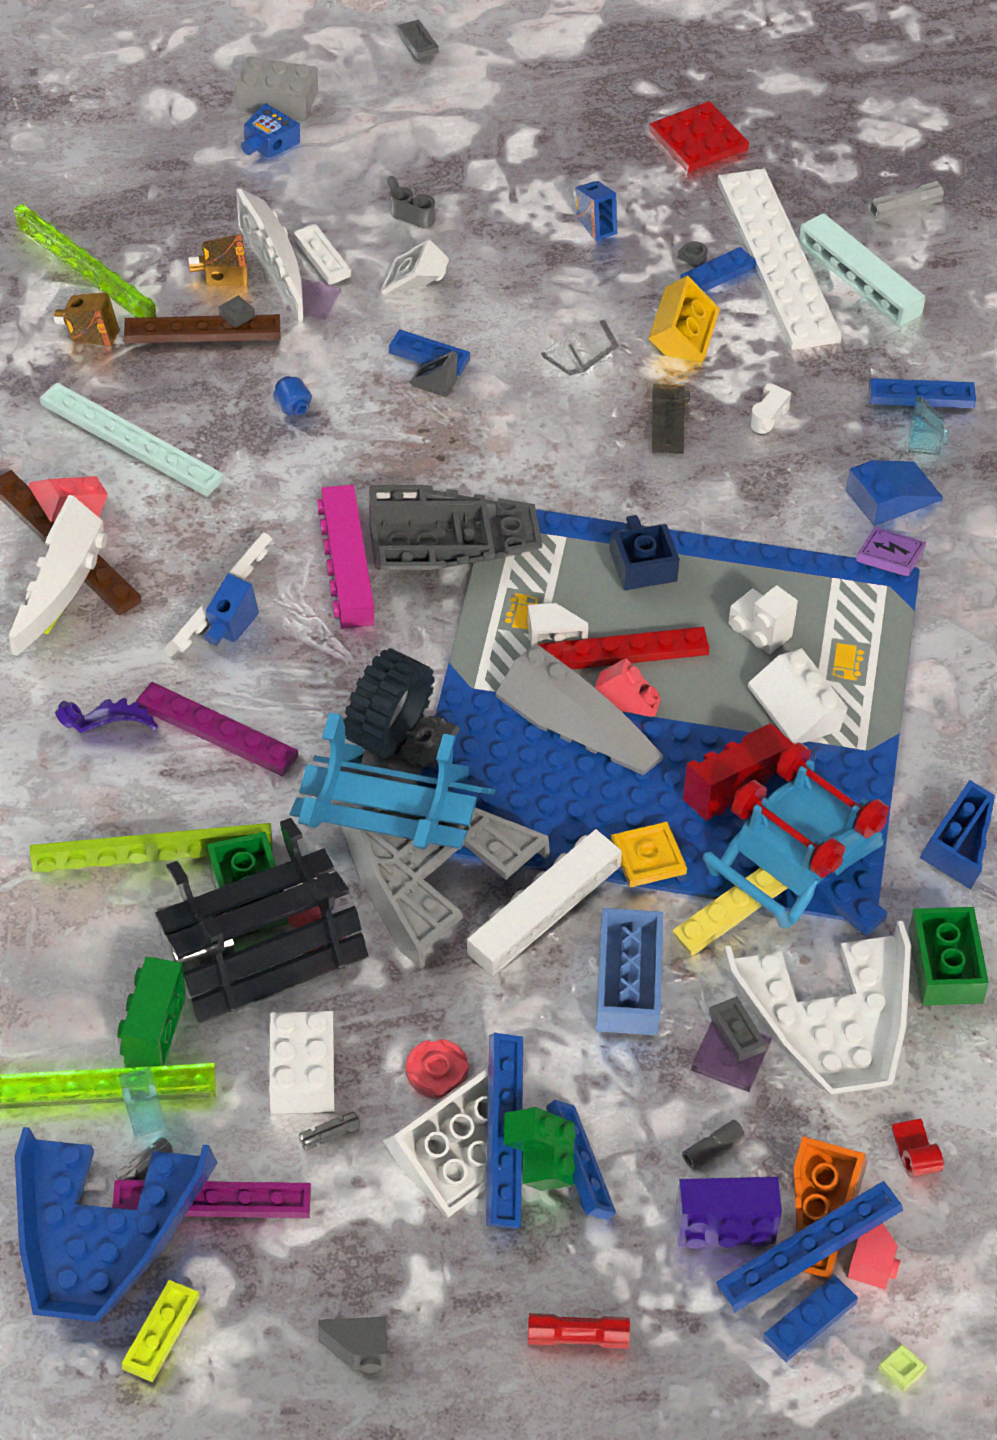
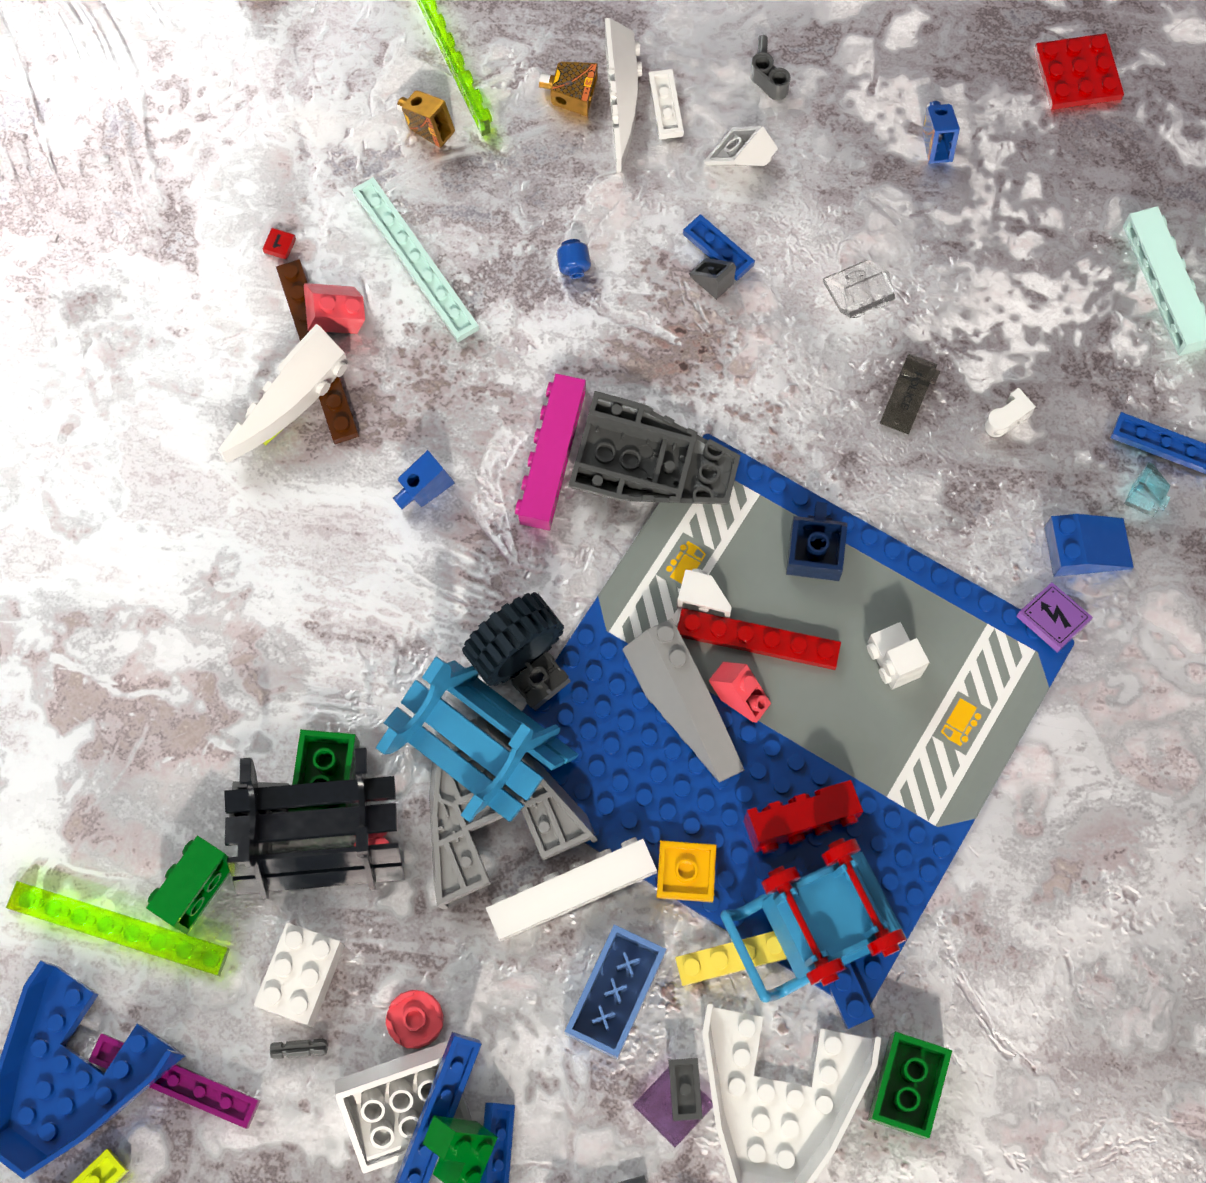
camera: 25 degrees right, 20 degrees up
(105, 713) = (277, 551): dark purple plant -> none
(135, 848) = (252, 703): lime plate -> none
(140, 1164) = (129, 1021): light grey axle -> none
(142, 1102) = (149, 970): clear light blue slope -> none
(197, 621) = (436, 446): white plate -> none
(199, 329) = (525, 155): reddish brown plate -> none
(218, 729) = (369, 596): magenta plate -> none
(236, 311) = (559, 149): dark grey plate -> none
(317, 298) = (643, 151): clear purple piece -> none
(684, 321) = (970, 288): yellow slope -> none
(693, 253) = (1015, 208): dark grey tile -> none
(721, 269) = (1029, 236): blue plate -> none
(779, 259) = (1094, 240): white plate -> none
(798, 697) = (892, 754): white slope -> none
(961, 836) = (980, 958): blue wedge -> none

